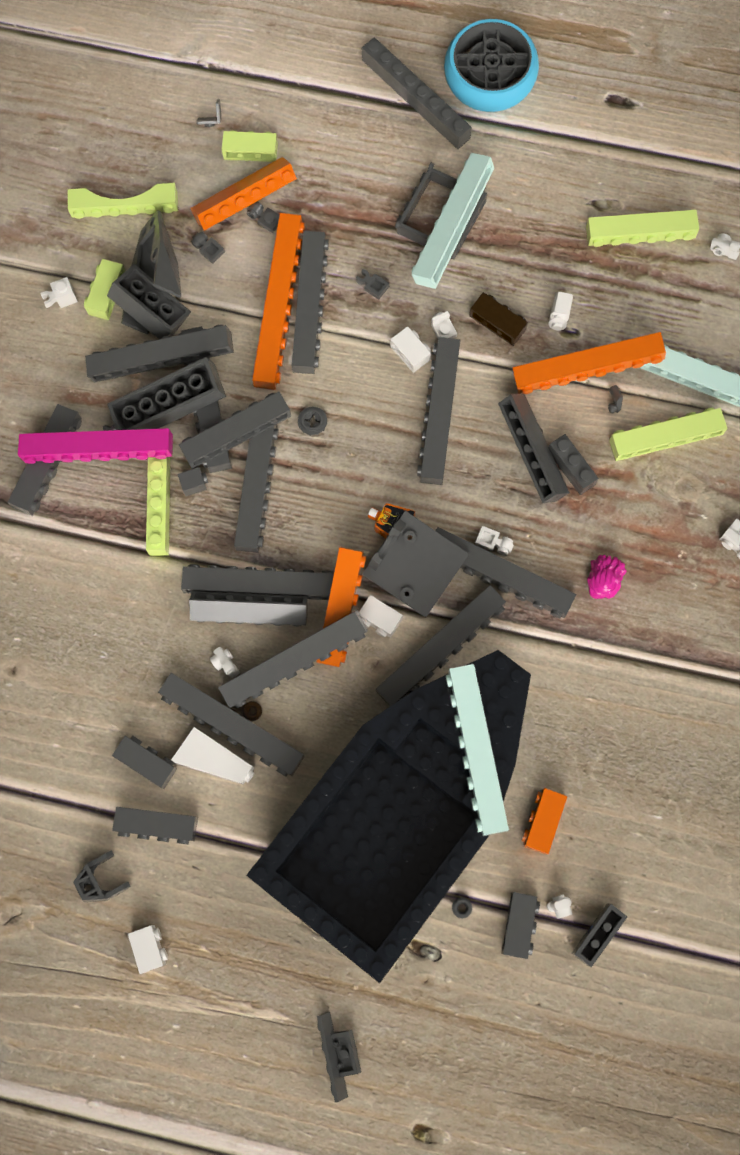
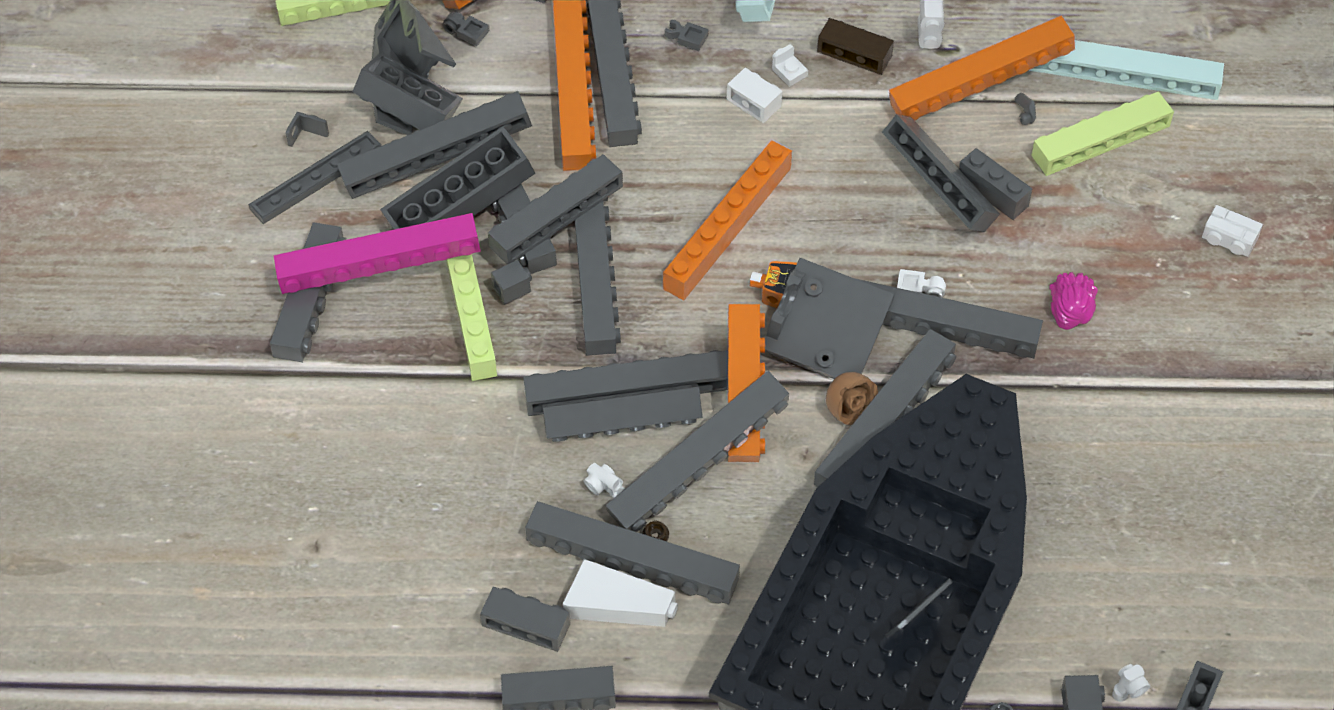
camera: 15 degrees left, 20 degrees down
(61, 292) = (288, 102): white brick -> none
(66, 310) = (306, 123): none -> dark grey bracket
(69, 359) = (310, 179): none -> dark grey tile
(97, 302) = (341, 103): yellowish green brick -> none
(307, 415) = (640, 188): dark grey gear -> none
(364, 457) = (727, 220): none -> orange brick
(380, 617) = (804, 391): white brick -> none
(415, 831) = (918, 608): none -> dark grey piece
(417, 629) = (849, 396): none -> medium nougat cylinder
(439, 412) = (810, 156): dark grey brick -> none
(478, 750) = (975, 483): light aqua brick -> none
(544, 821) = (1079, 590): orange brick -> none

